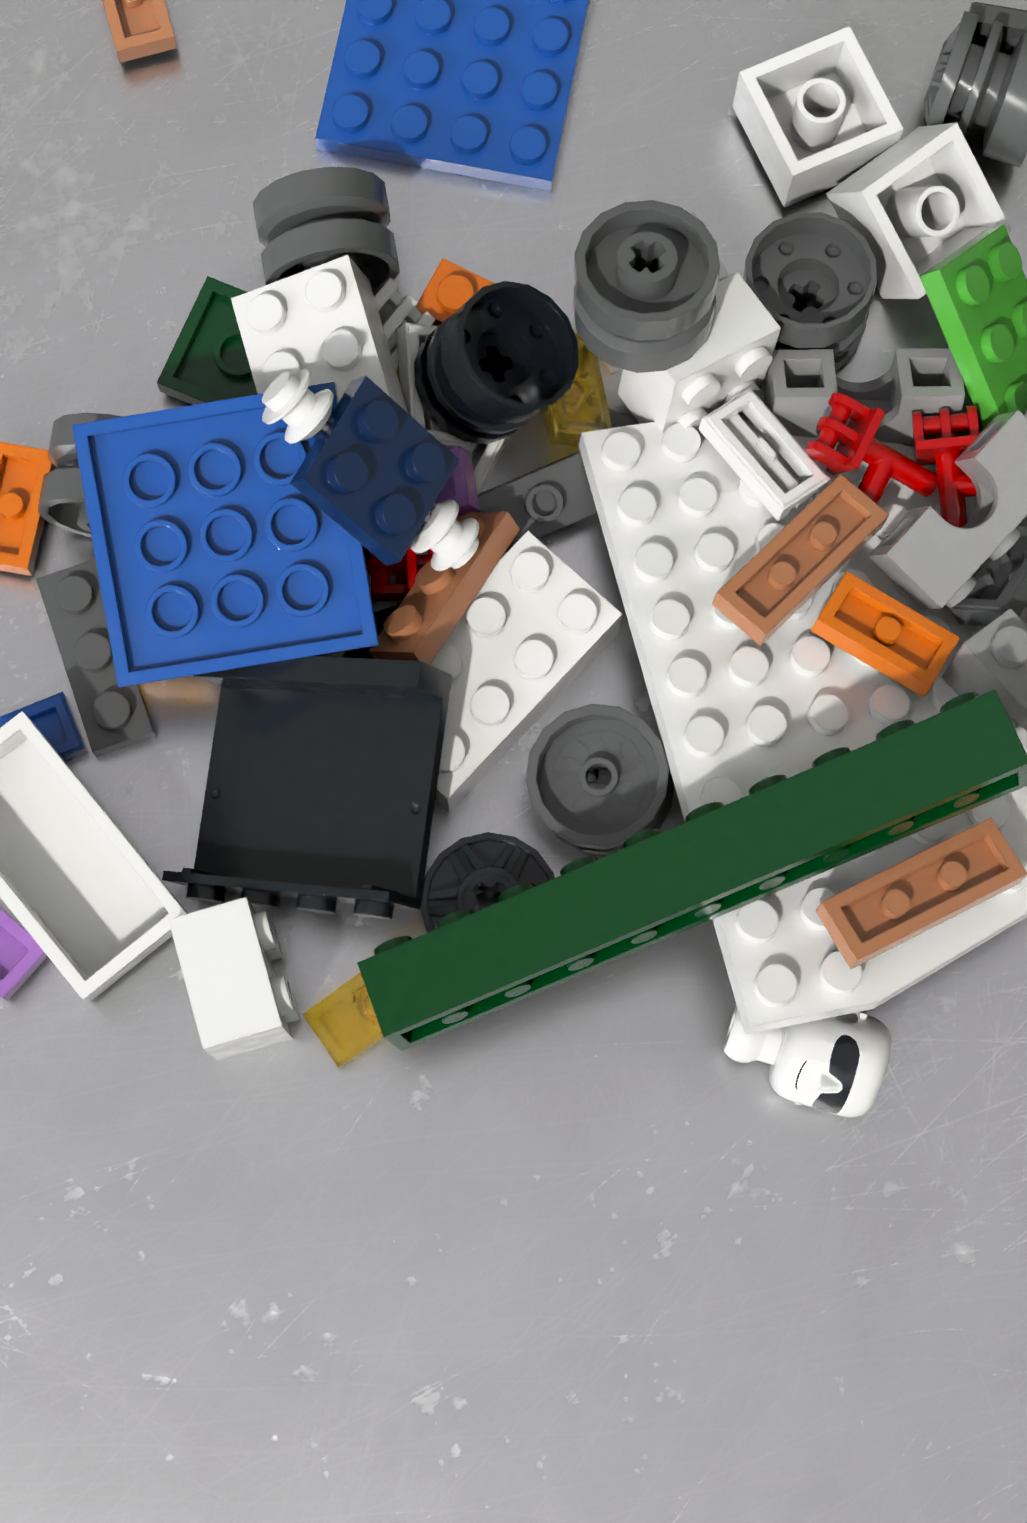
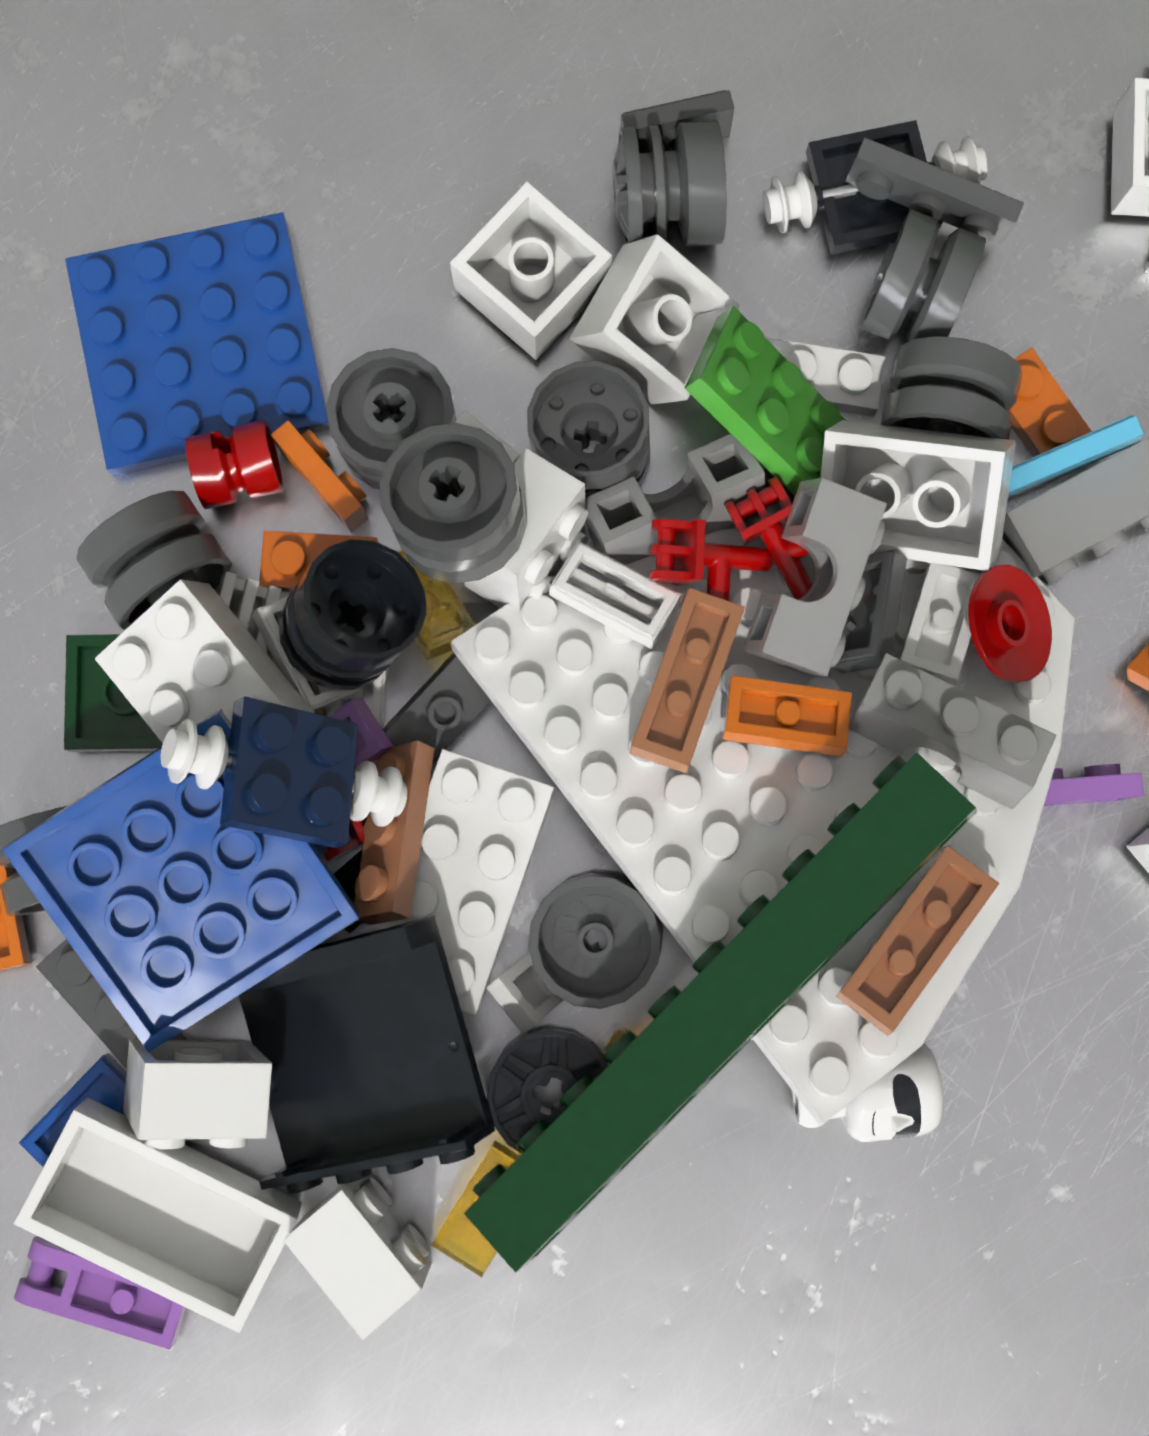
camera: 25 degrees left, 5 degrees up
(145, 748) = (197, 1092): none -> white brick
(442, 181) = (234, 464): none -> red wheel
(506, 806) = (523, 994): none -> white plate
(517, 206) = (308, 458): none -> orange plate
(606, 170) = (373, 394): none -> dark grey wheel

